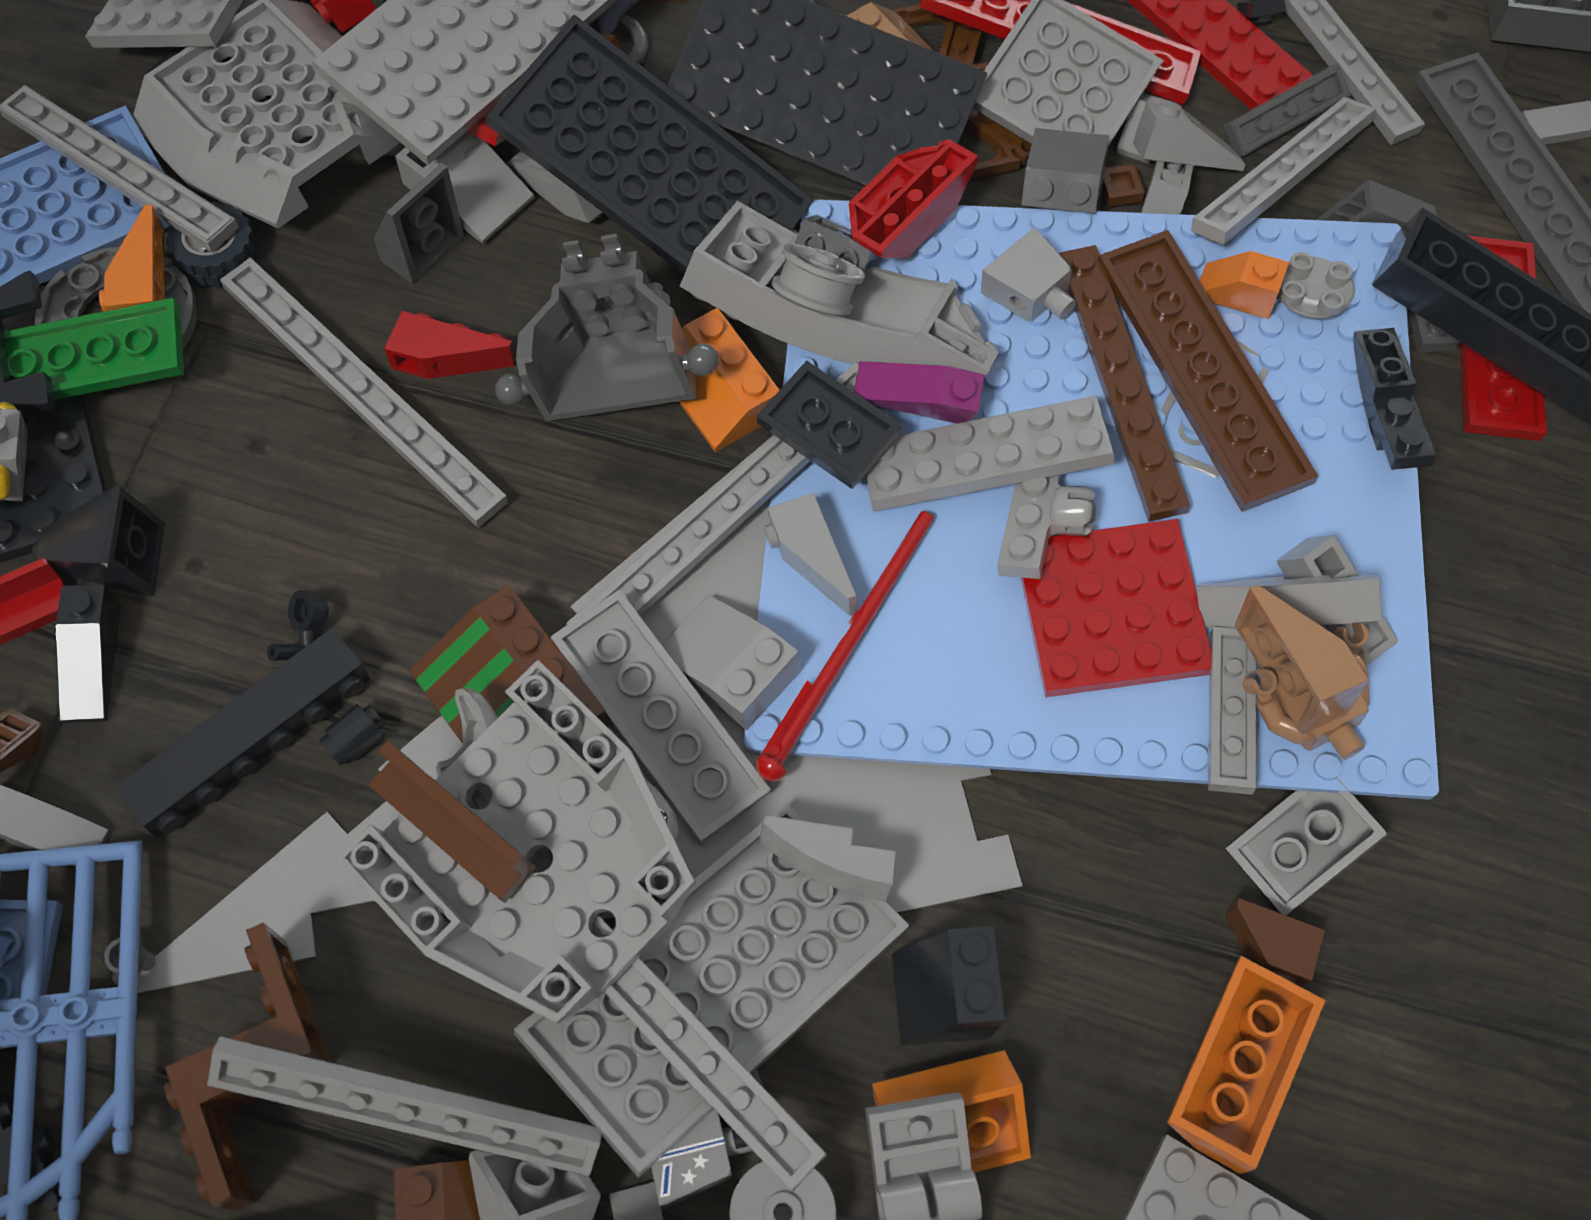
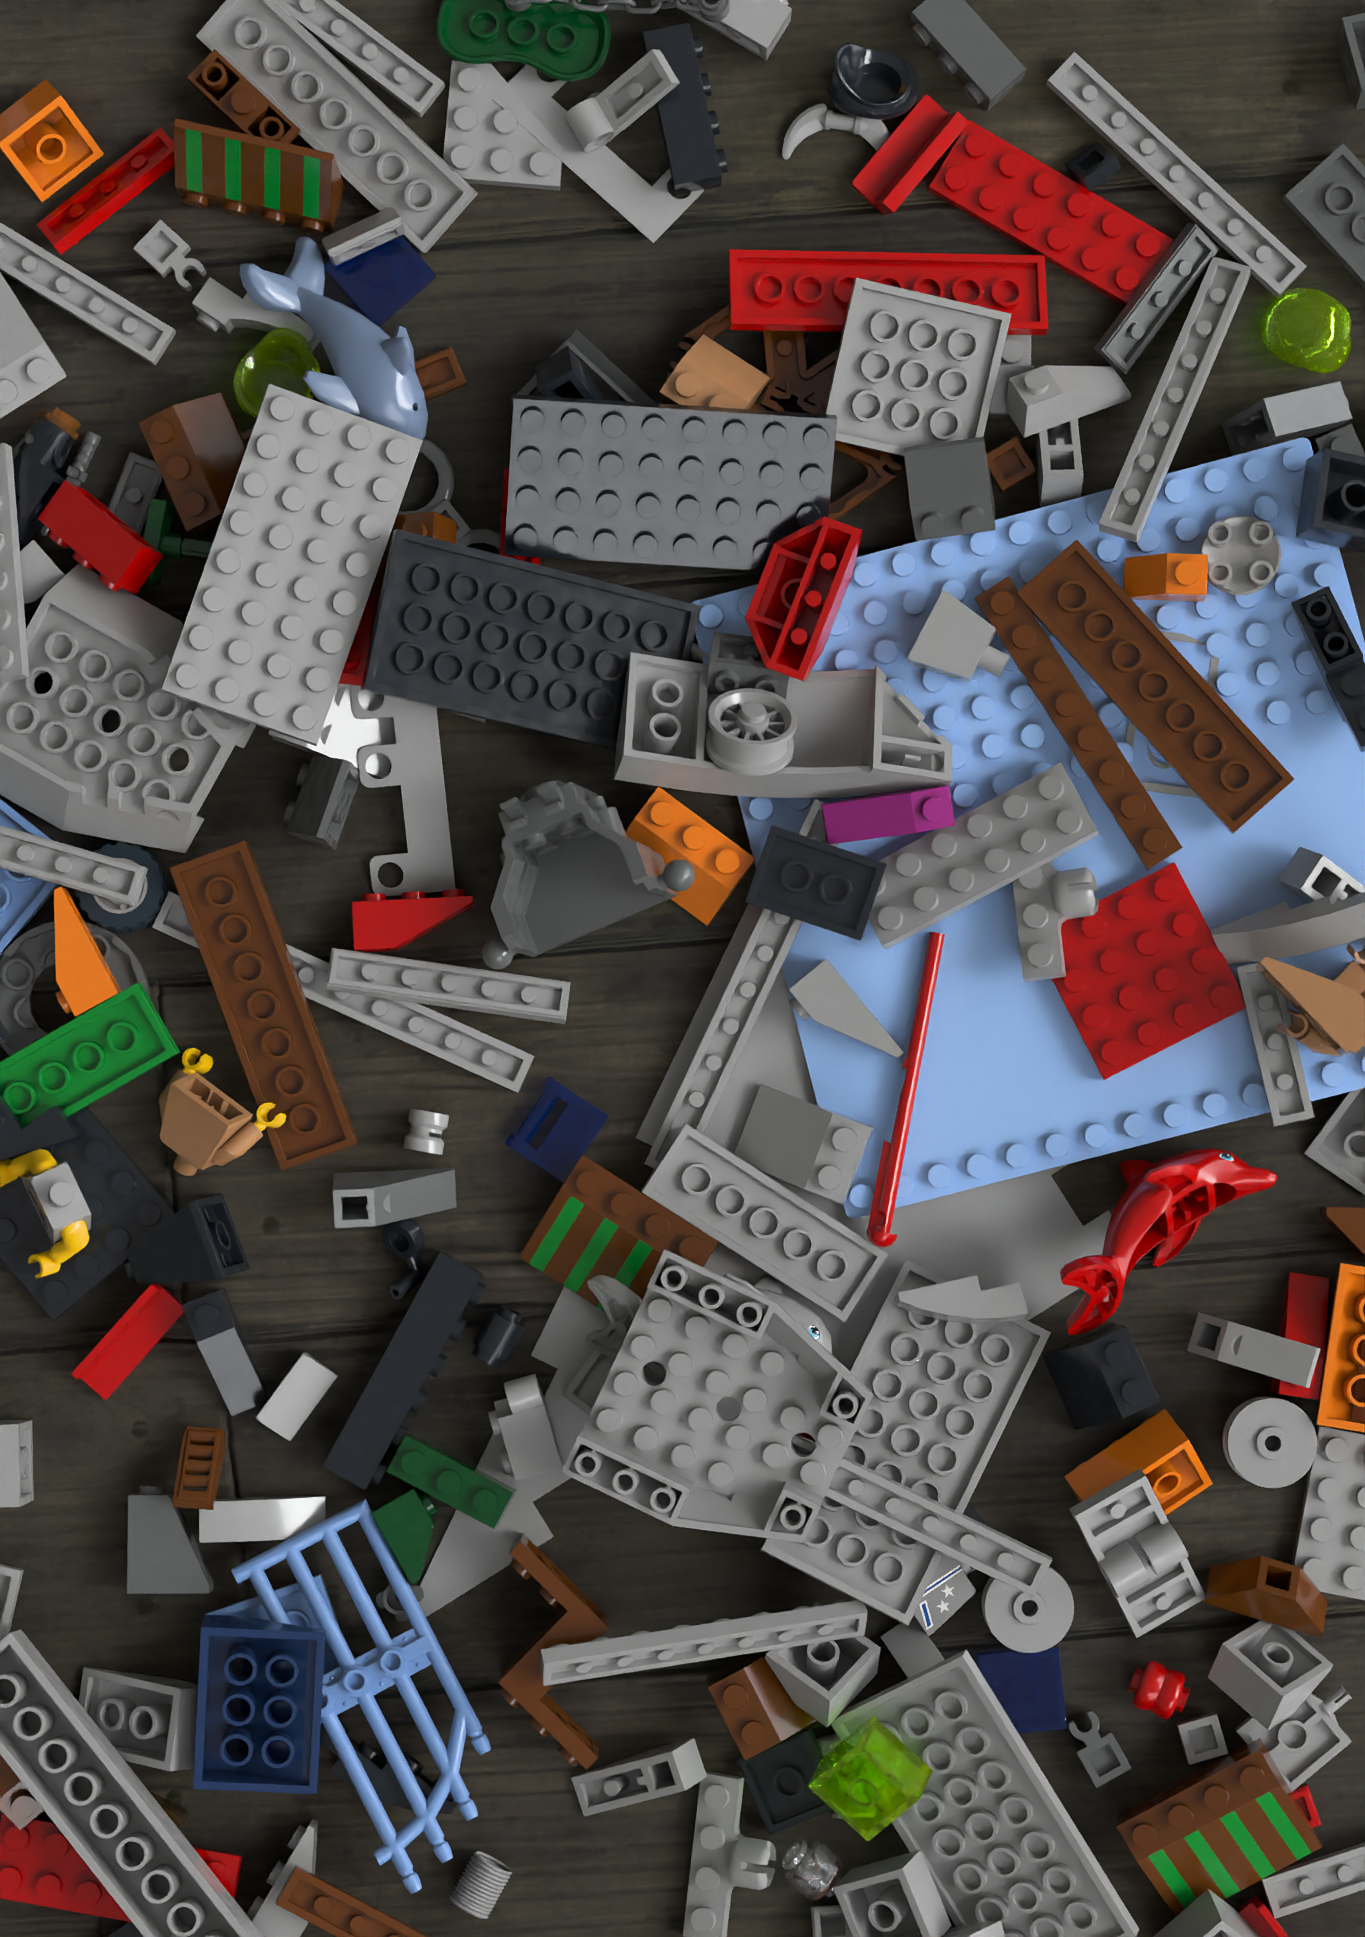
camera: 15 degrees left, 20 degrees up
(130, 721) = (296, 1396): none -> light grey slope
(169, 890) = (408, 1528): none -> dark green slope
(176, 442) = (204, 1122): none -> medium nougat torso
(236, 854) = (451, 1480): none -> dark green brick
(280, 371) = (264, 1003): none -> reddish brown plate
(314, 568) = (391, 1196): none -> dark grey slope
(330, 826) = (525, 1430): none -> light grey hinge
(375, 526) = (426, 1131): none -> light grey wheel
(450, 824) = (644, 1410): reddish brown fence -> none
(456, 412) = (448, 986): none -> light grey tile
(511, 238) = (419, 771): none -> light grey piece
(520, 569) = (567, 1138): none -> clear blue plate
(1060, 836) = (1160, 1208): none -> red animal
(1108, 1128) = (1269, 1442): none -> light grey wheel
(1121, 1014) = (1253, 1350): none -> light grey slope
(1172, 1034) = (1305, 1322): none -> red slope
(1414, 170) = (1307, 330): none -> clear neon green piece

